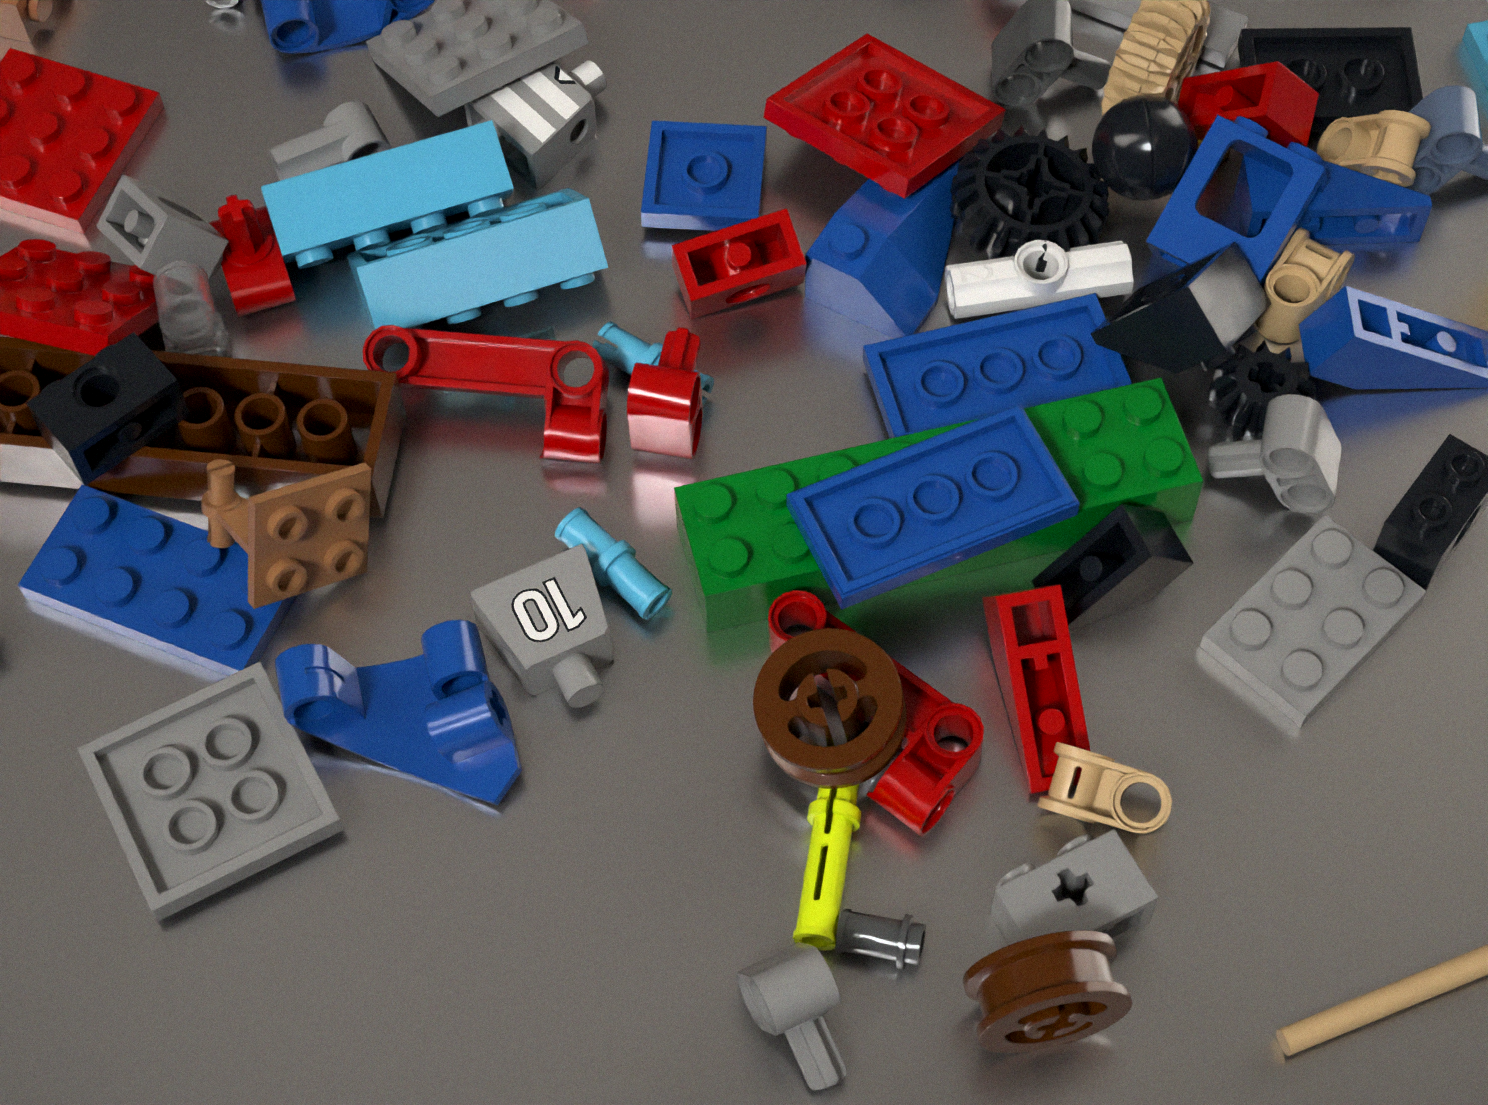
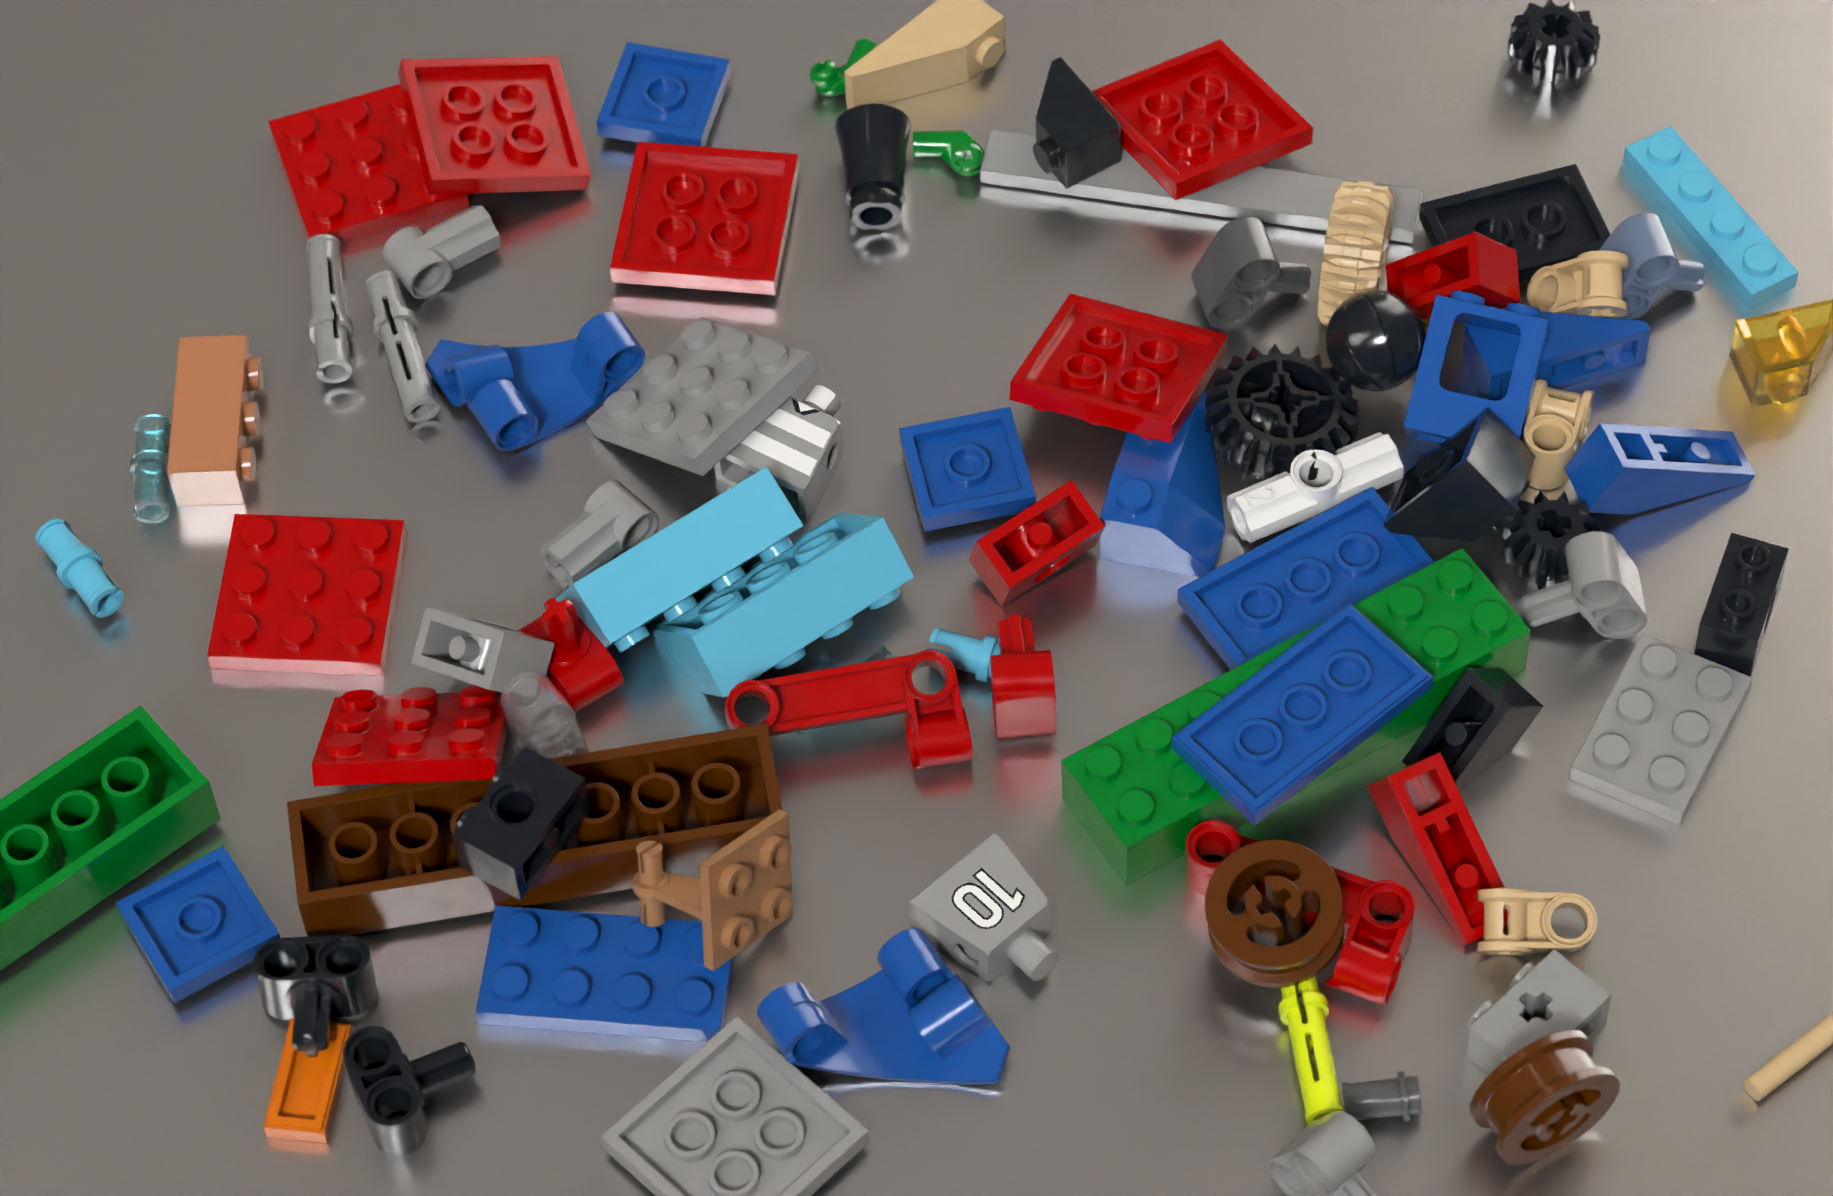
camera: 15 degrees left, 5 degrees down
(614, 563) = (1025, 842): medium azure pin -> none

